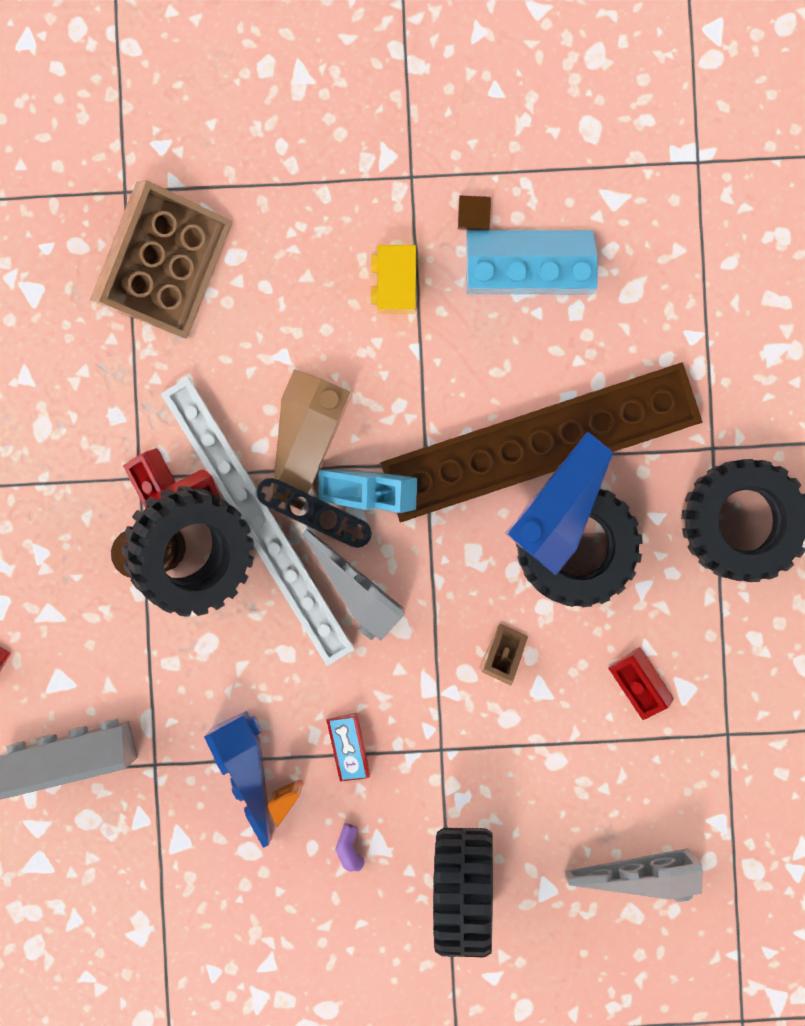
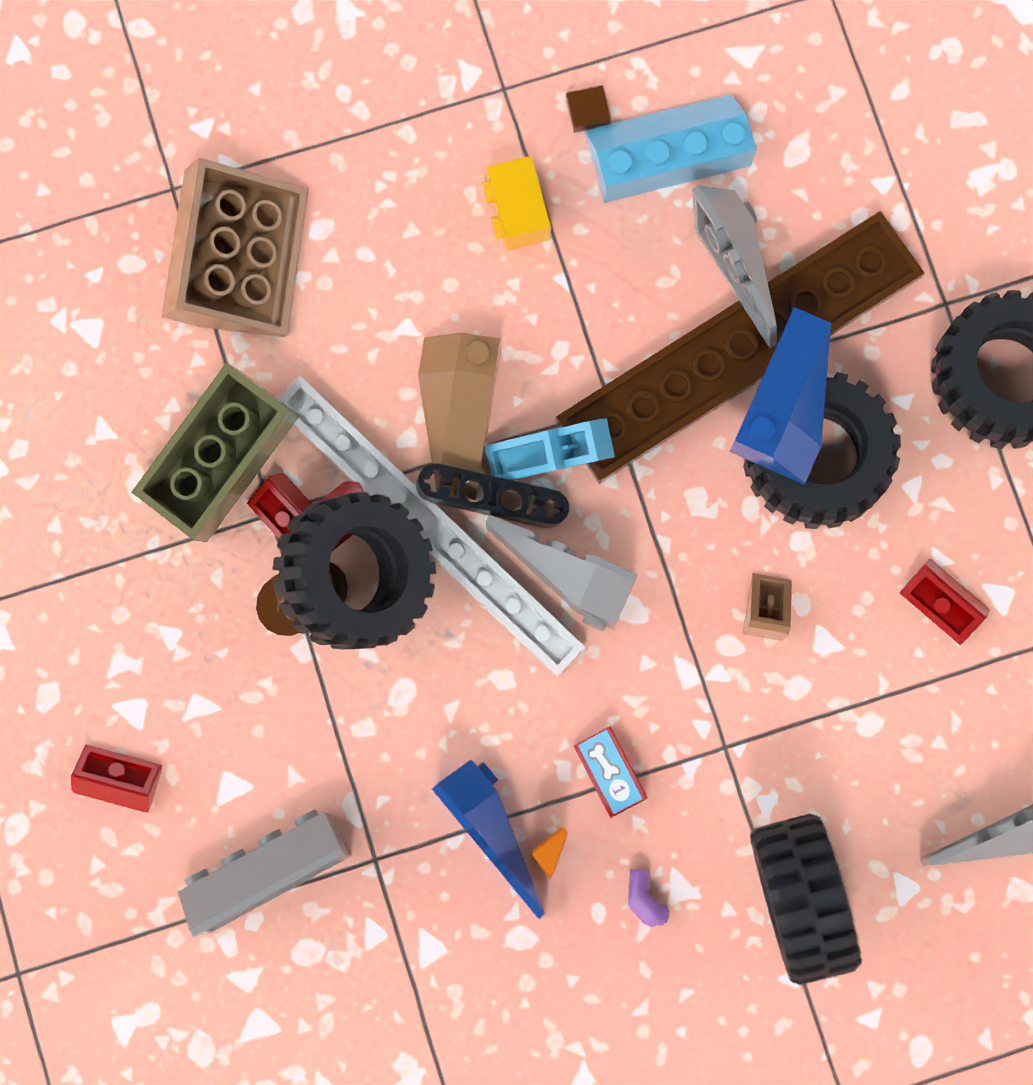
camera: 15 degrees left, 10 degrees down
(104, 425) = (215, 453): none -> olive brick
(557, 354) = (732, 241): none -> light grey wedge

